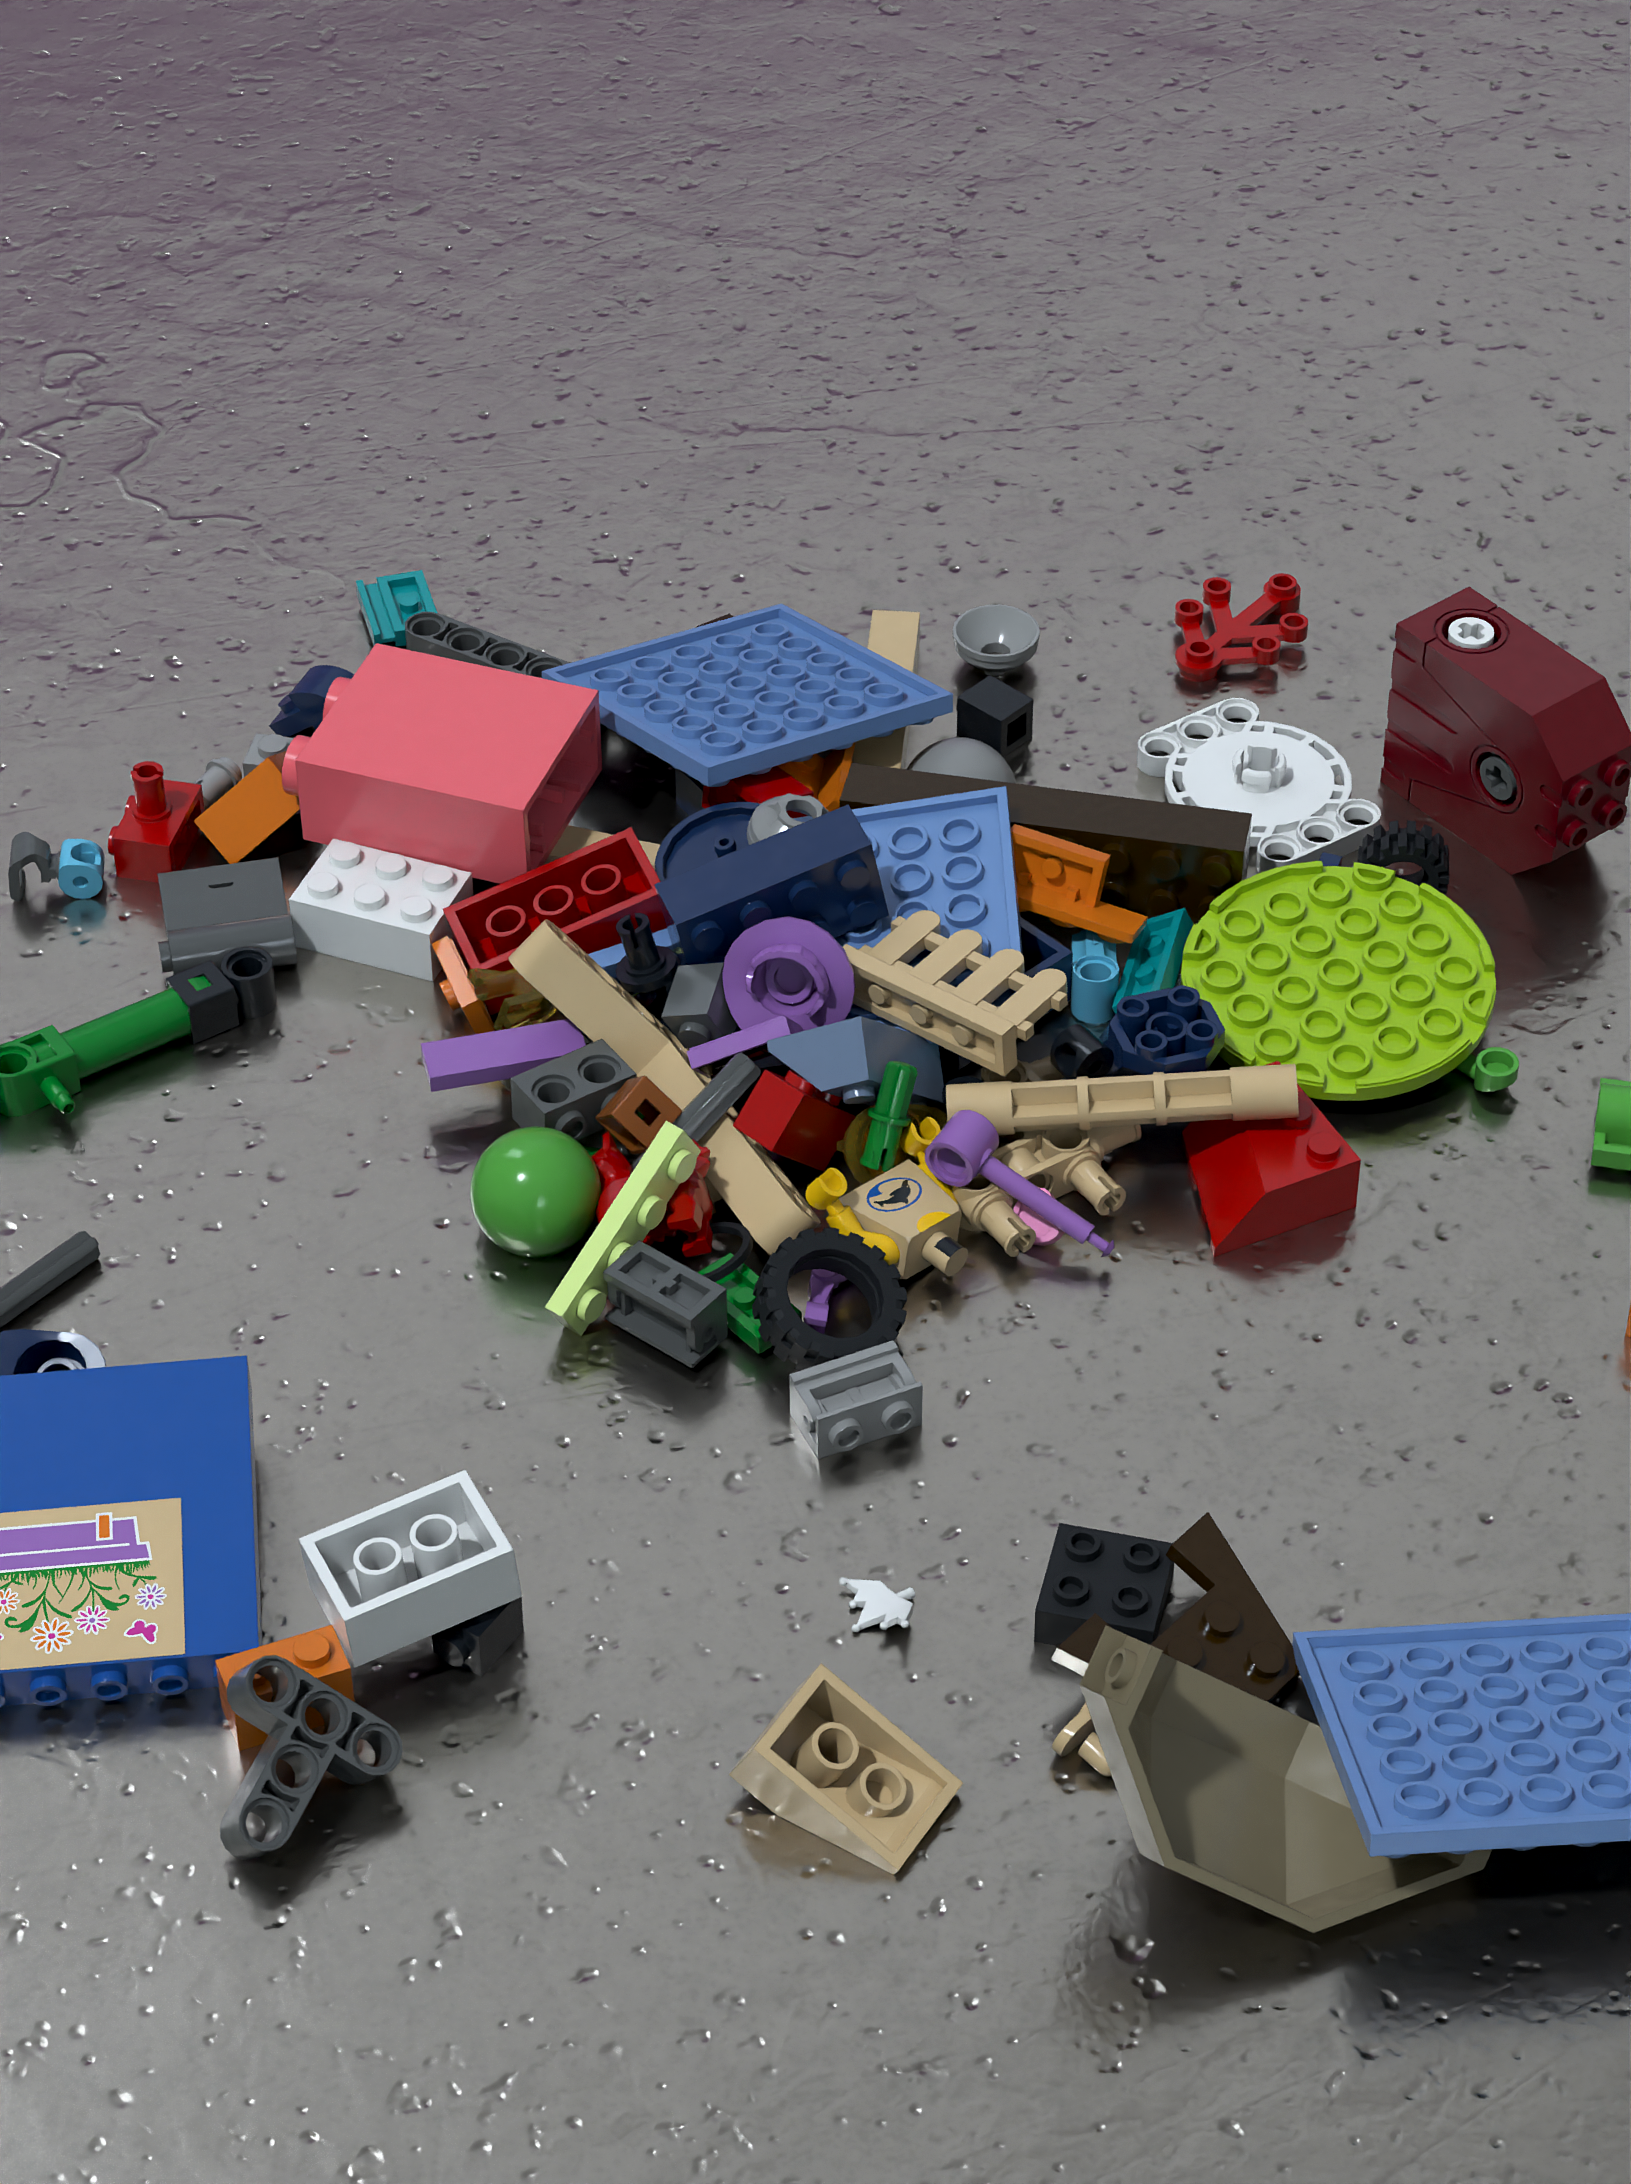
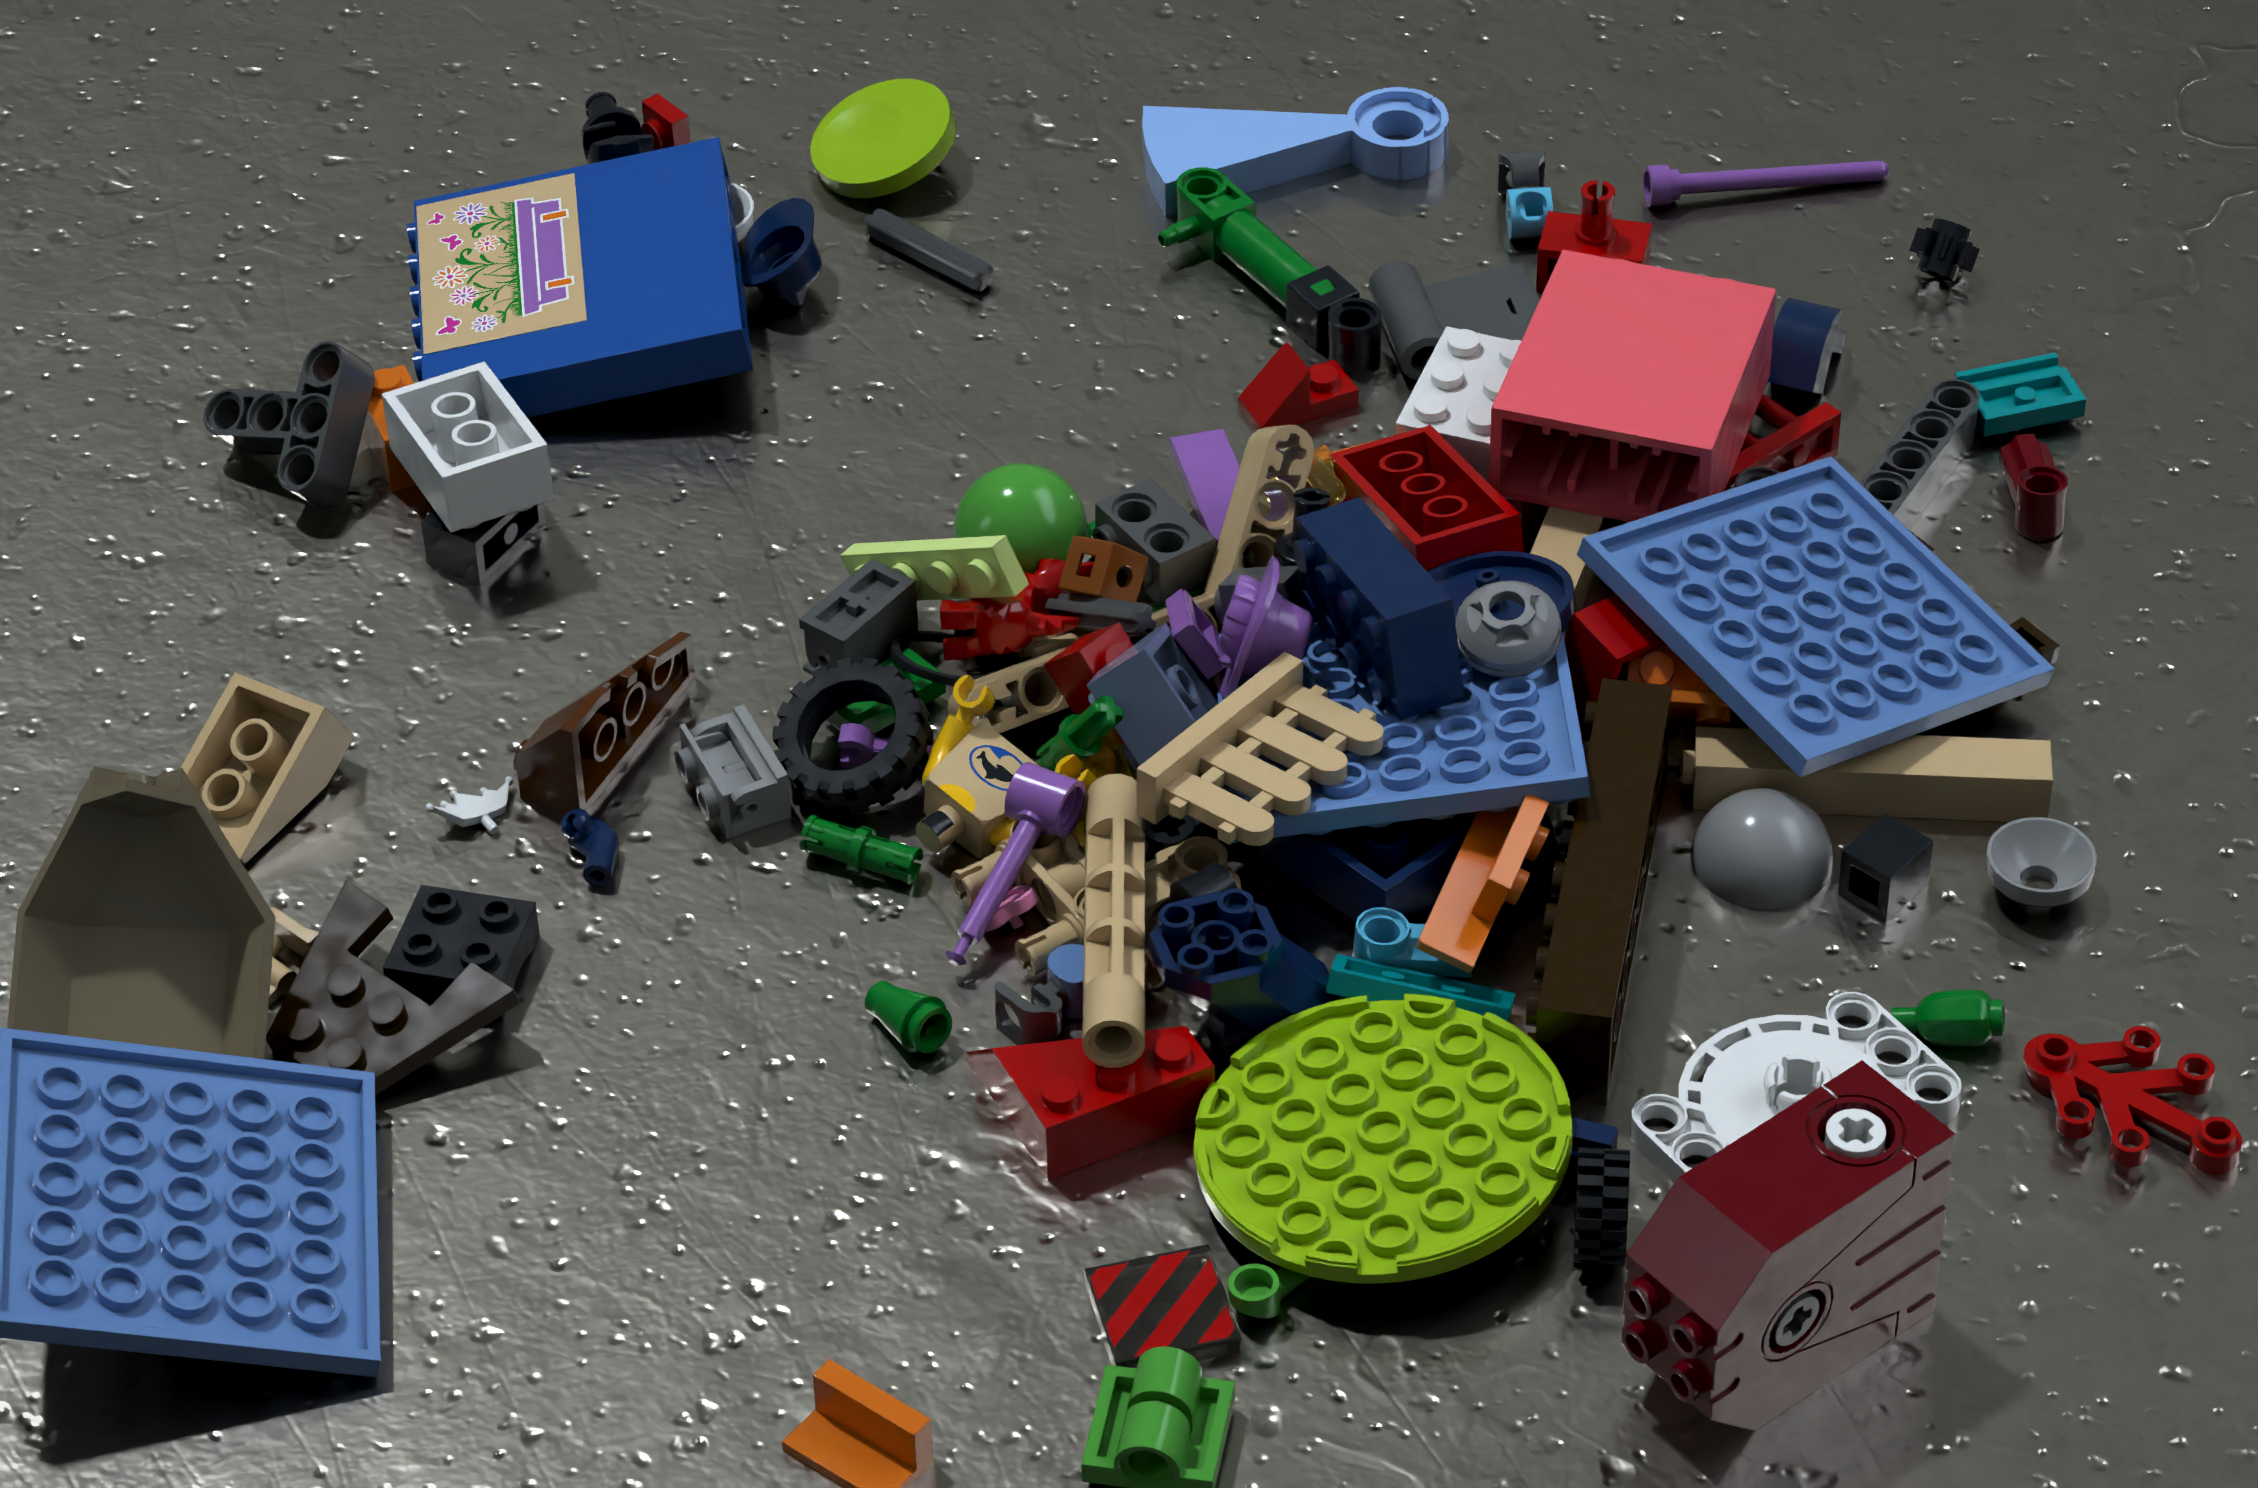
camera: 90 degrees right, 0 degrees up
(50, 786) = (1667, 184): none -> medium lavender piece
(199, 627) = (1944, 249): none -> black gear
(322, 1030) = (1296, 394): none -> red slope
(540, 607) = (2035, 487): none -> dark red piece
(812, 1494) = (594, 736): none -> reddish brown wedge
(944, 1505) = (595, 842): none -> dark blue arm
(960, 1315) = (861, 849): none -> green pin
(1140, 1174) = (1060, 997): none -> dark grey leg
(1159, 696) = (1955, 1018): none -> green plant
(1184, 1276) = (913, 1018): none -> green cone
(1509, 1132) = (1163, 1303): none -> tile

